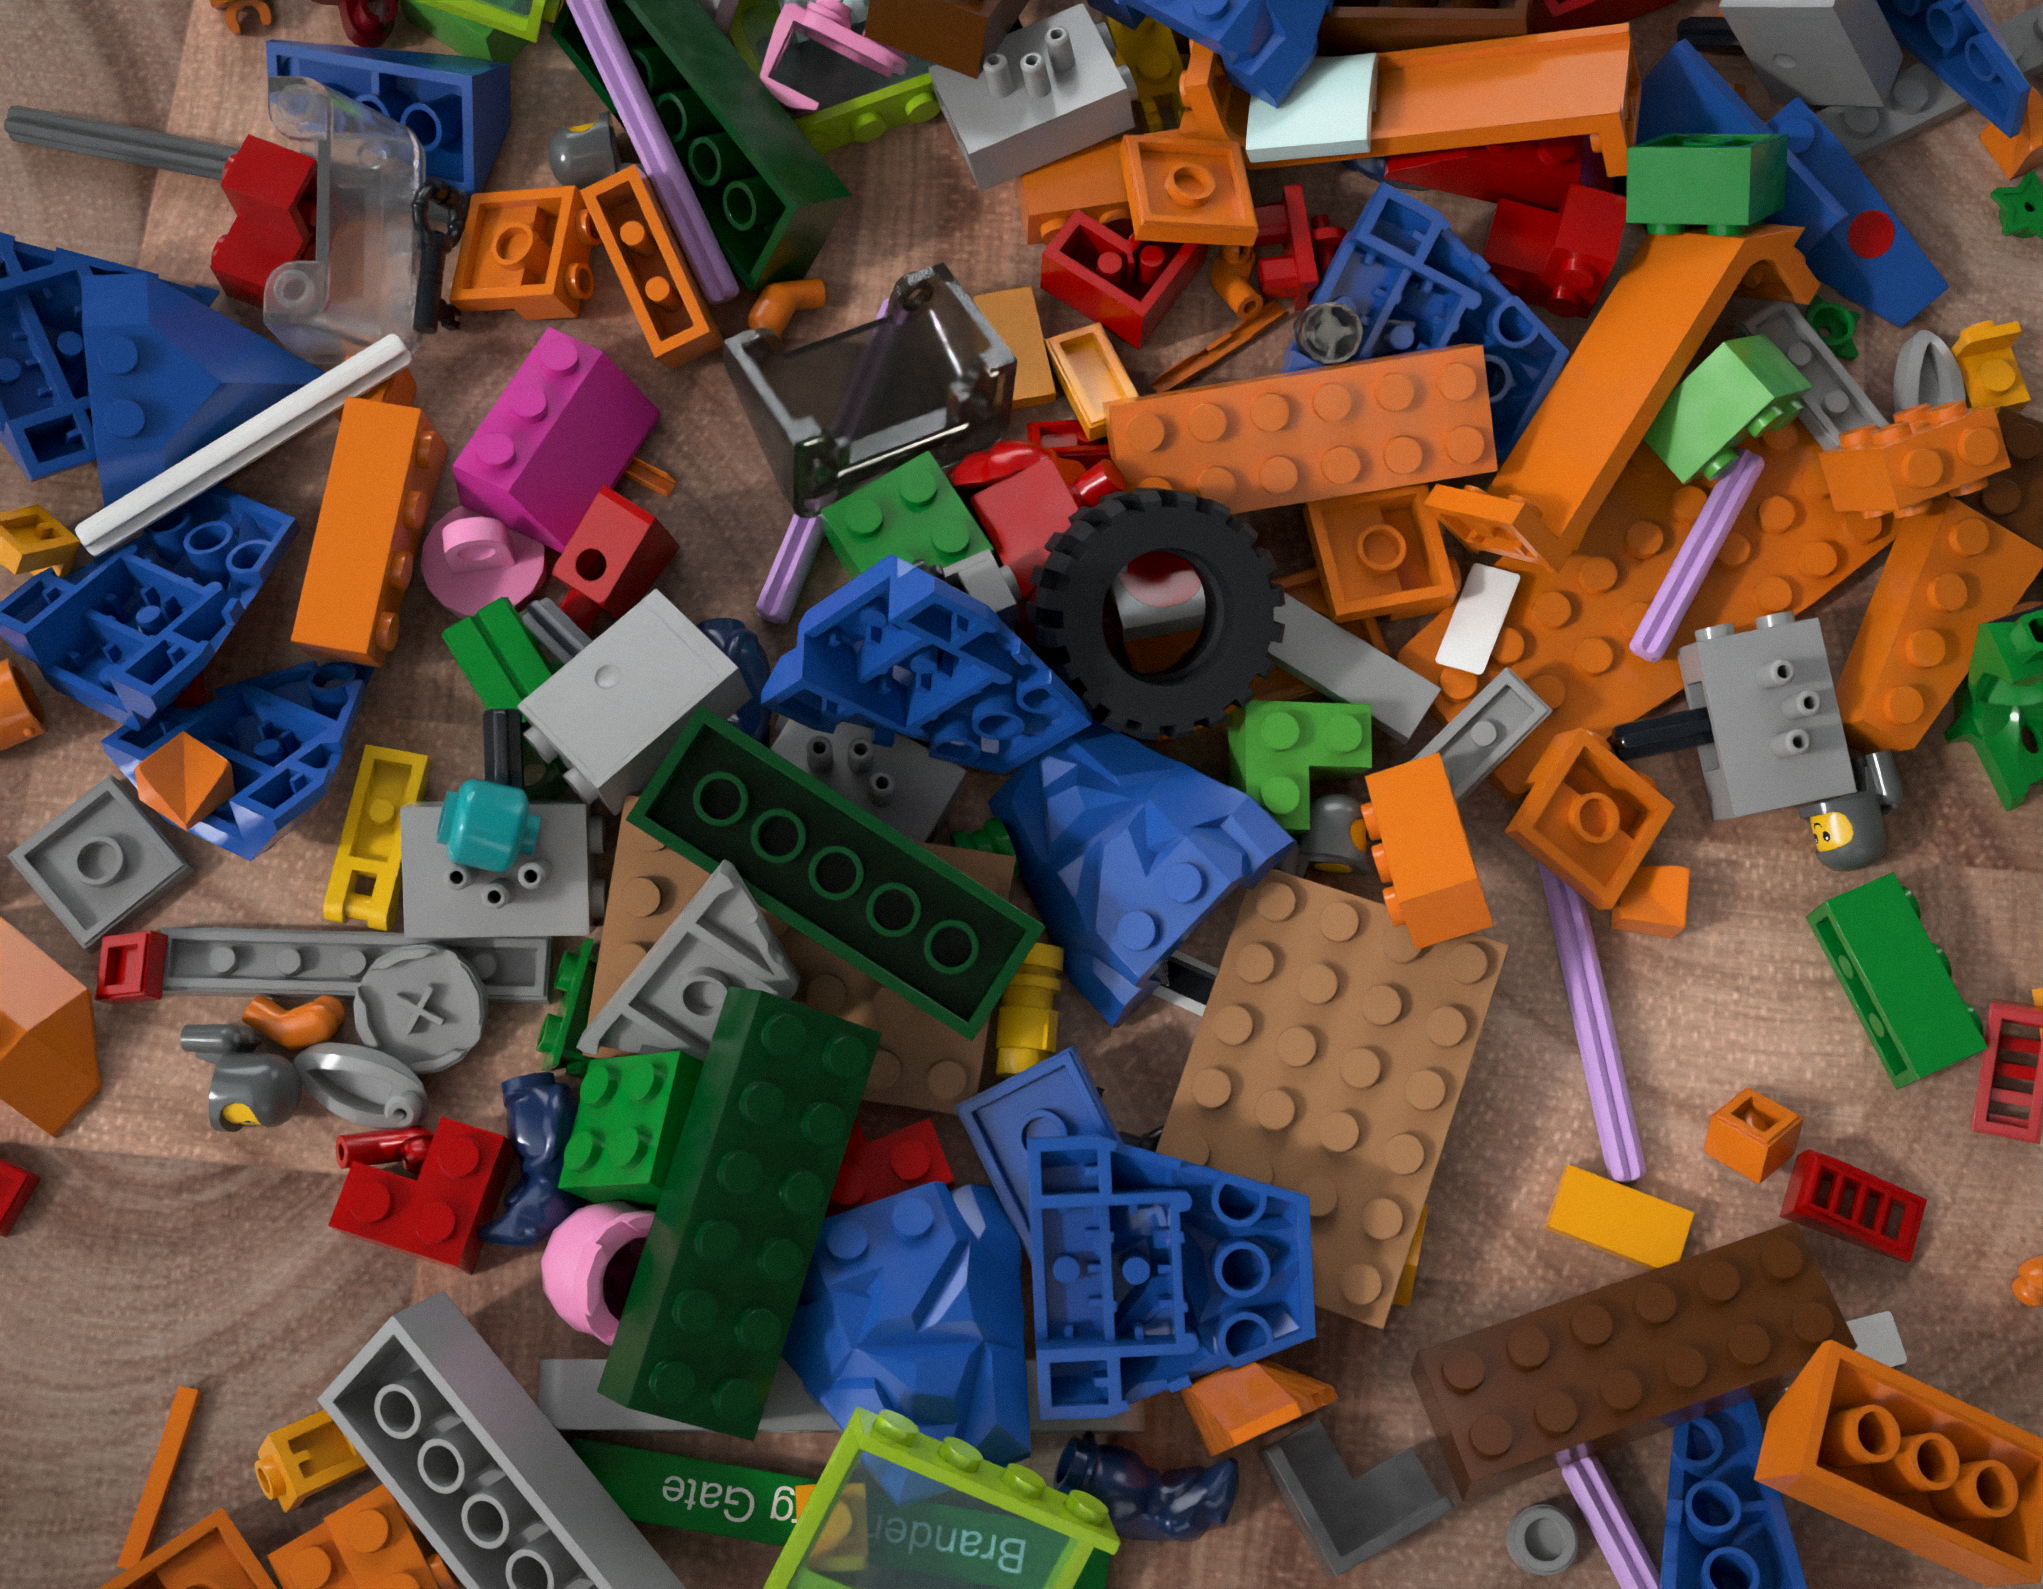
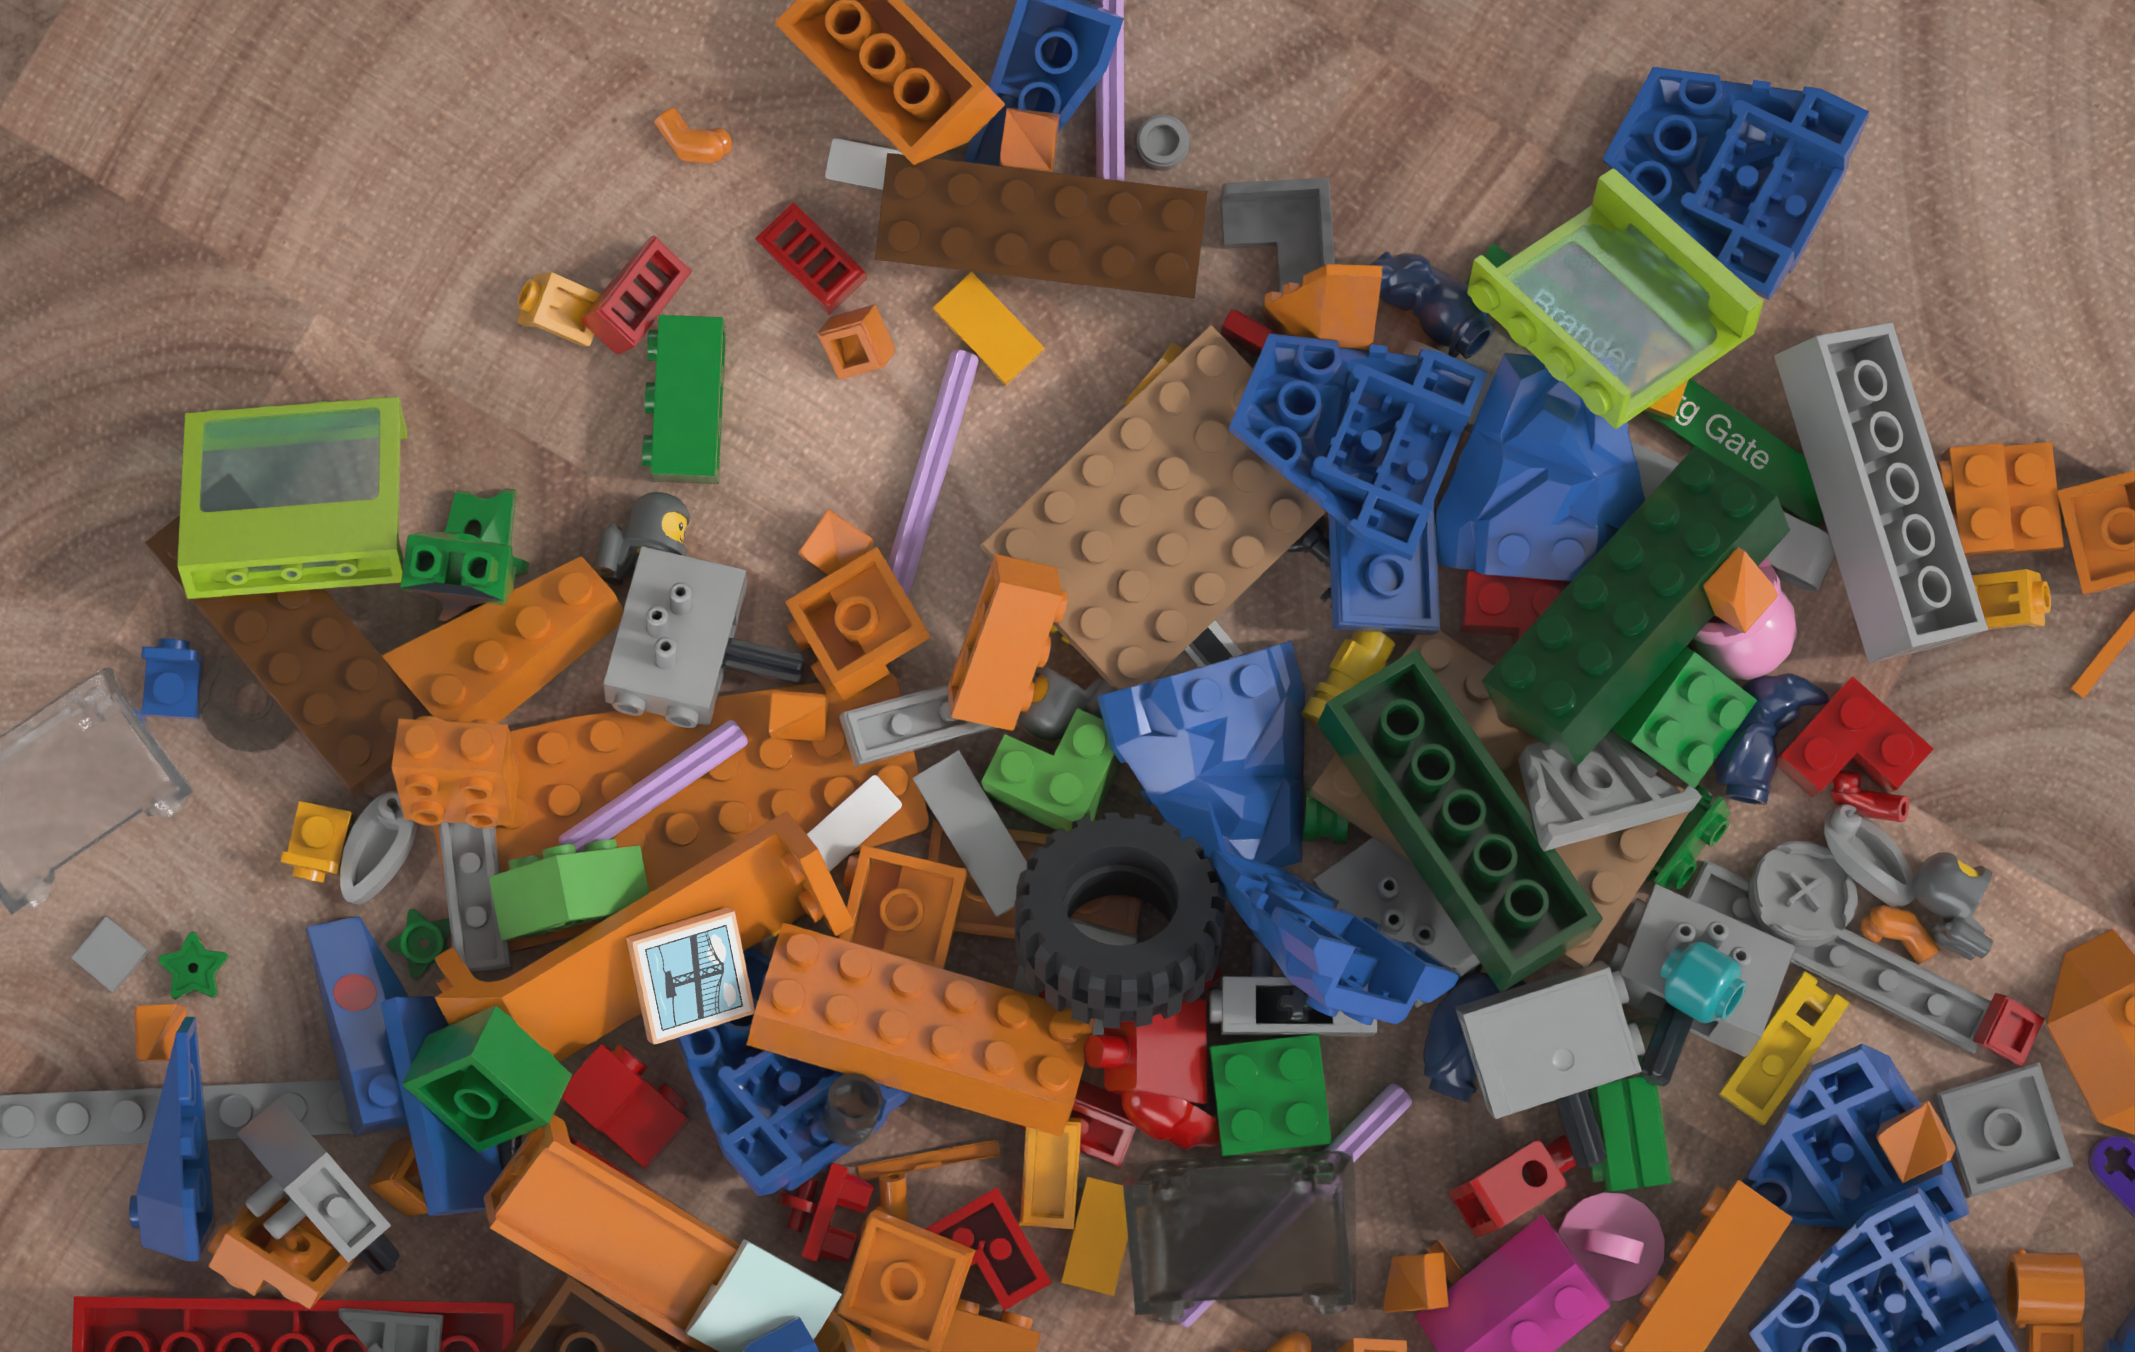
camera: 150 degrees left, 10 degrees up
(623, 1273) = (1739, 591): none -> orange slope
(670, 430) = (1416, 1283): none -> orange slope
(1332, 1351) = (1245, 332): none -> red tile
(1564, 369) = (690, 975): none -> tile
(1598, 693) = (798, 716): none -> orange slope
(1699, 1453) = (1029, 140): none -> orange slope

